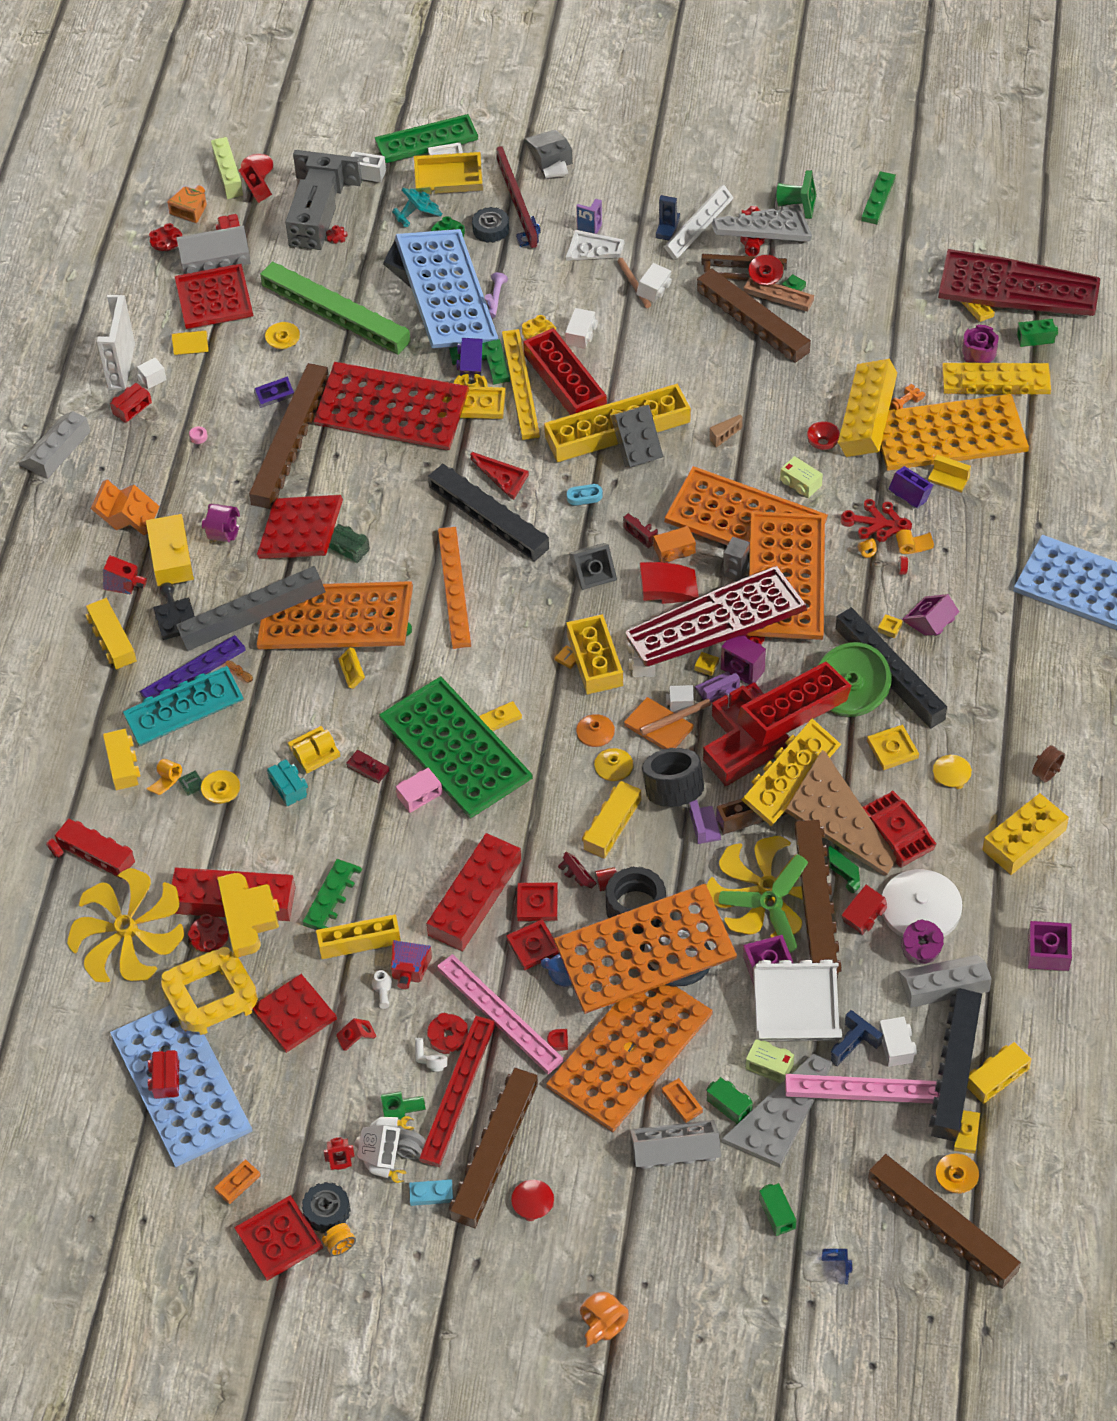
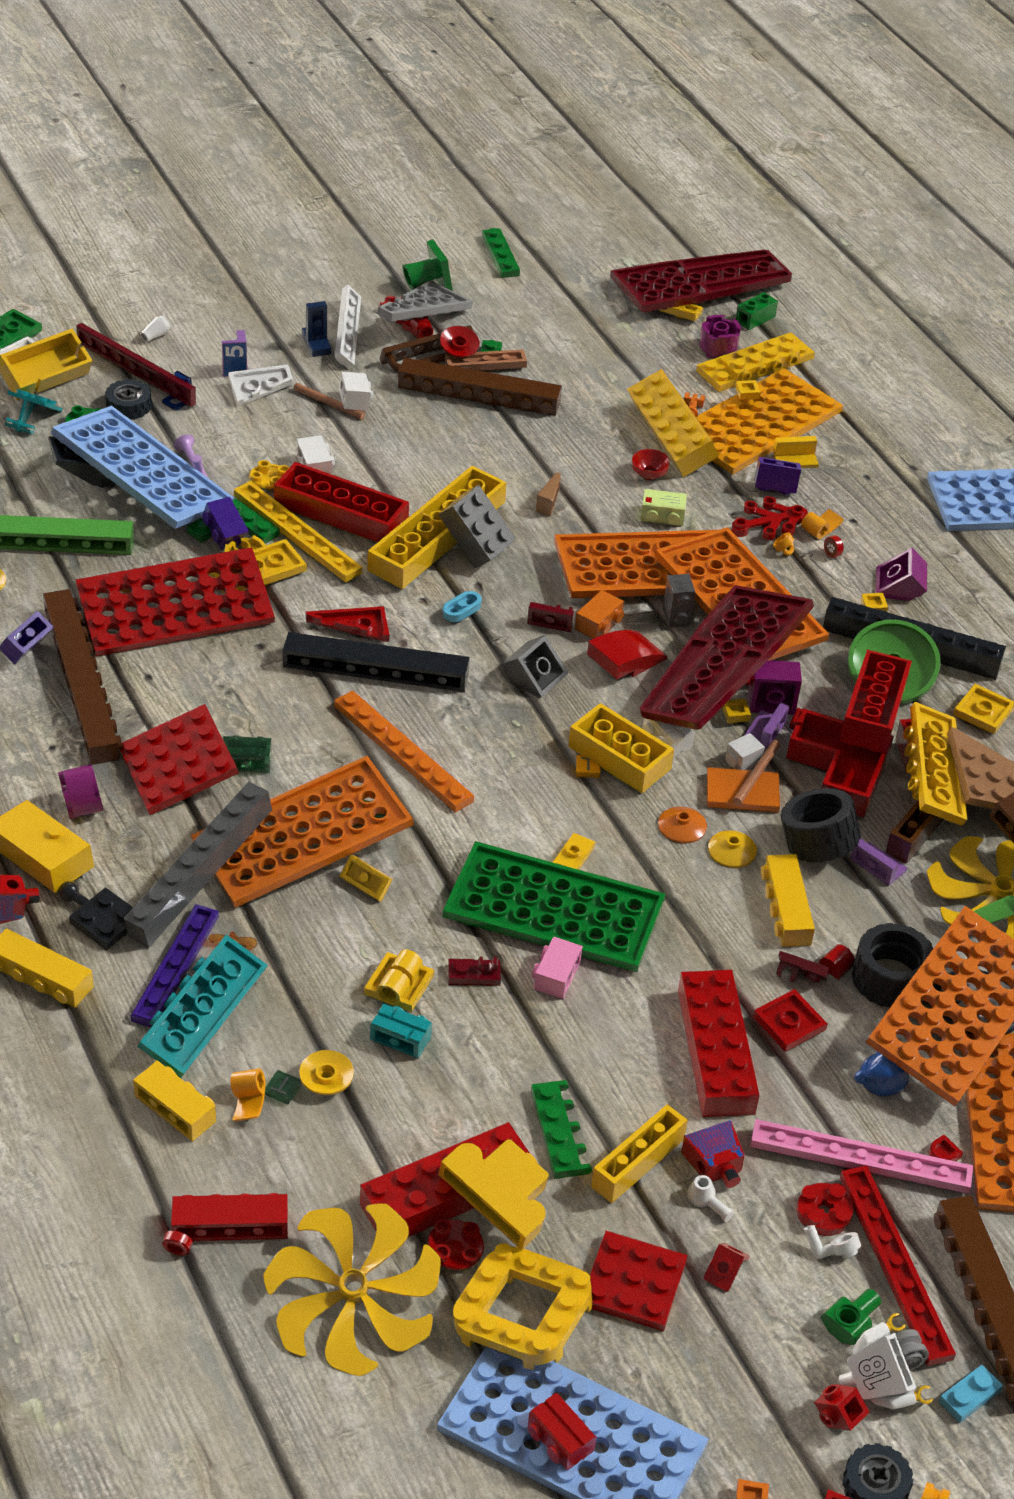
camera: 40 degrees left, 10 degrees down
(532, 944) = (827, 1066): red plate -> none
(549, 148) = (130, 313): dark grey slope -> none
(954, 403) = (747, 390): none -> yellow plate

